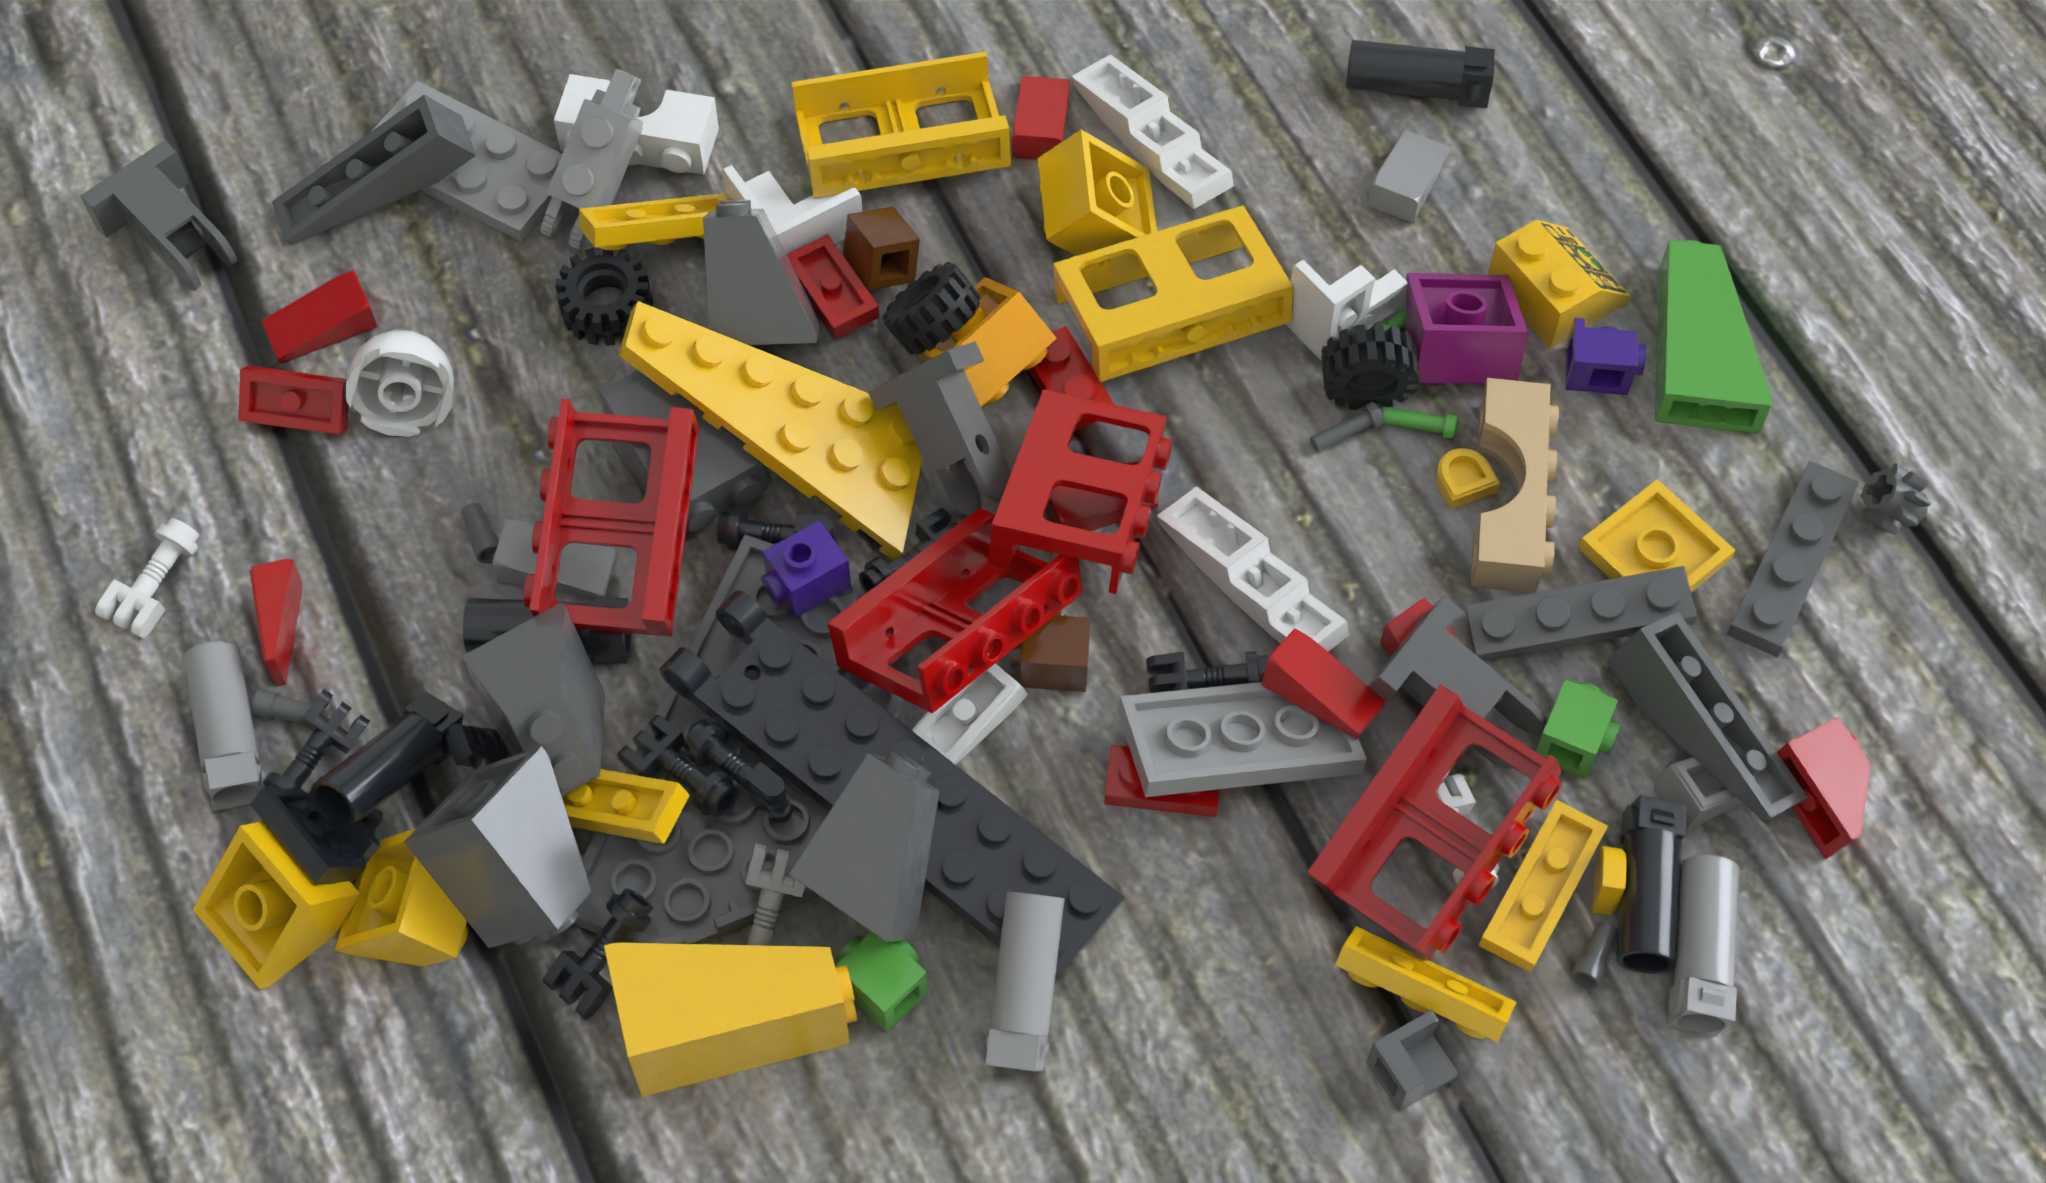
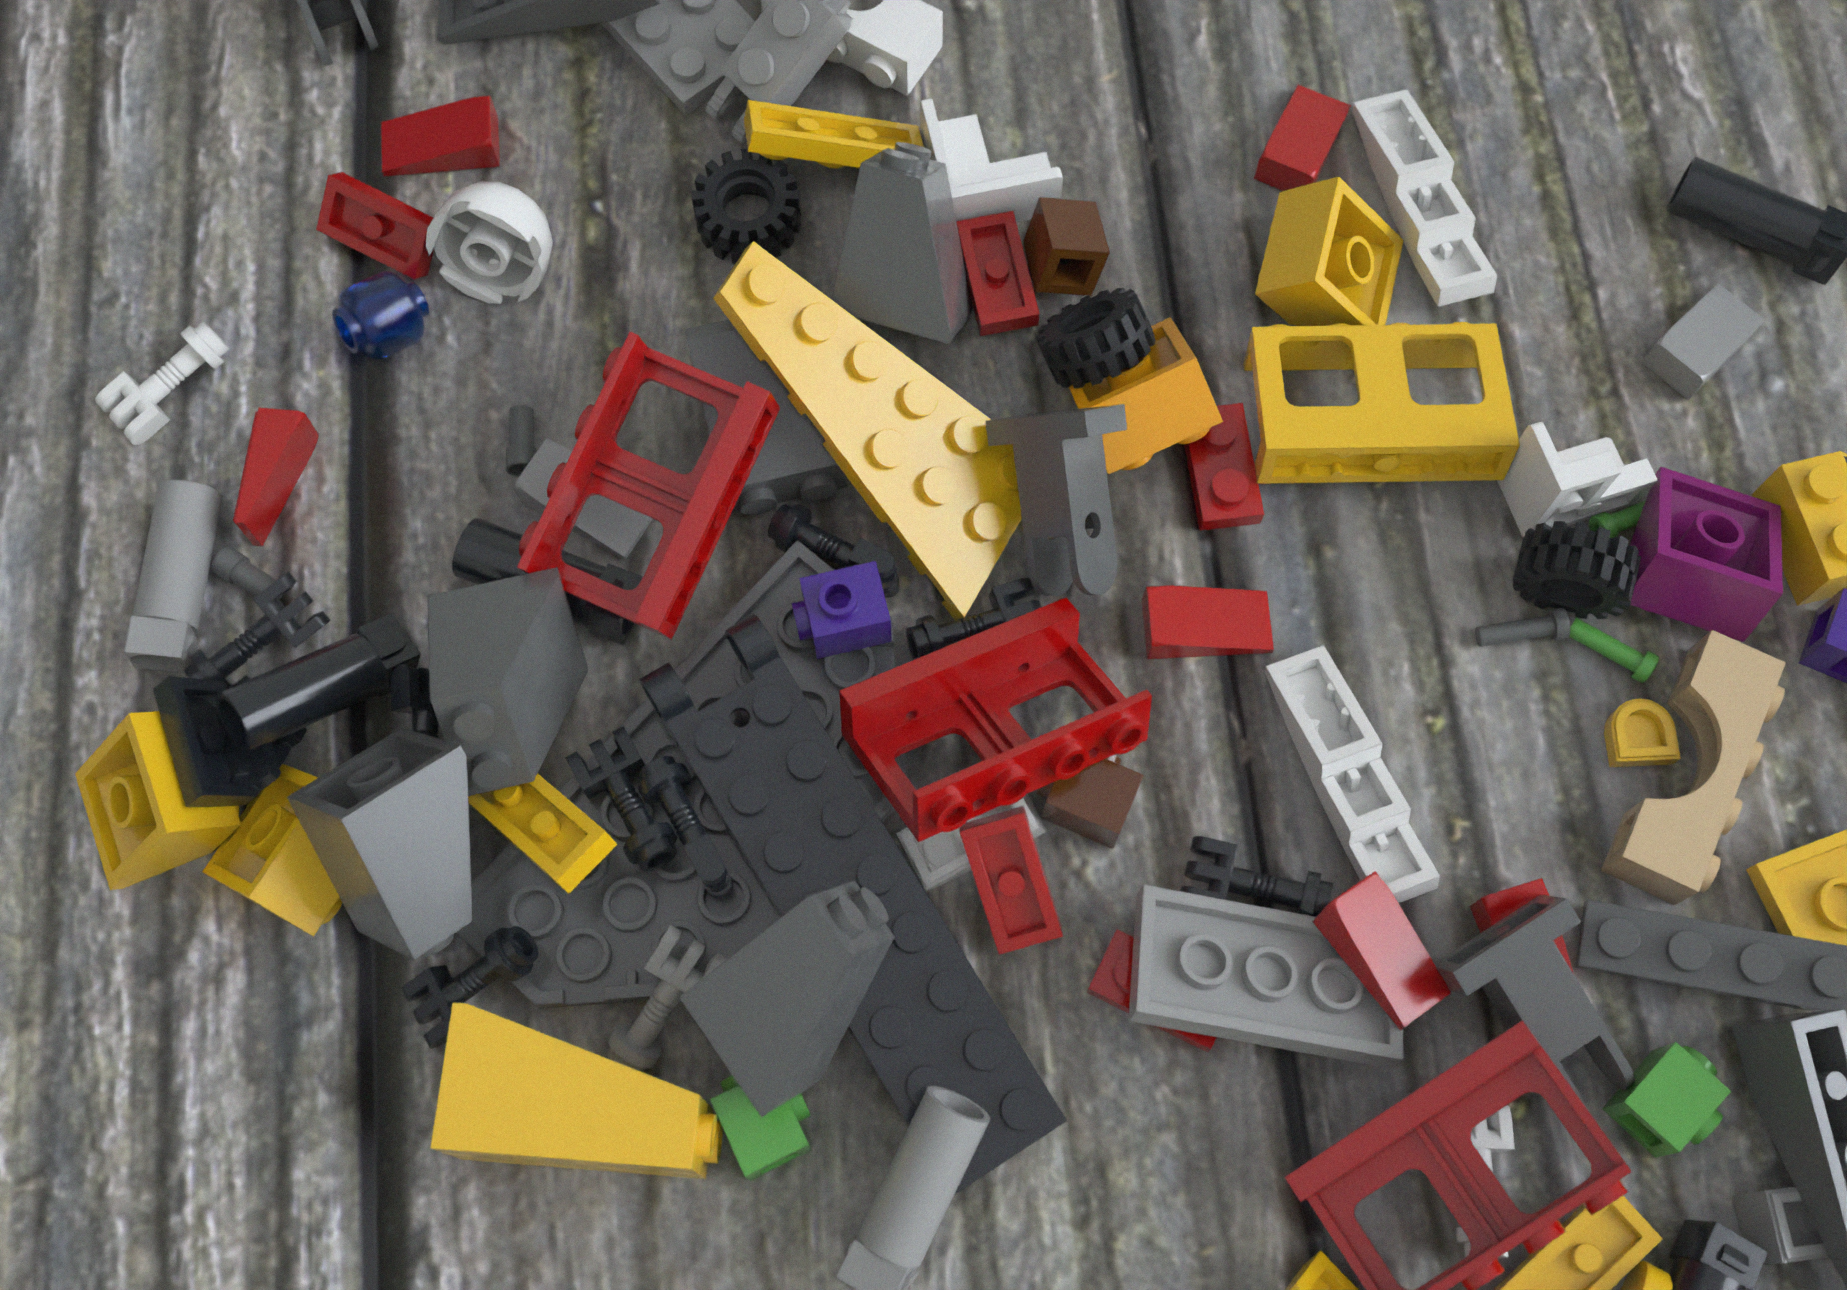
camera: 20 degrees right, 10 degrees up
(324, 469) = (380, 315): none -> clear blue head
(902, 149) = (1135, 137): yellow window -> none
(1014, 731) = (1011, 880): none -> red plate
(1048, 463) = (1160, 577): red window -> none

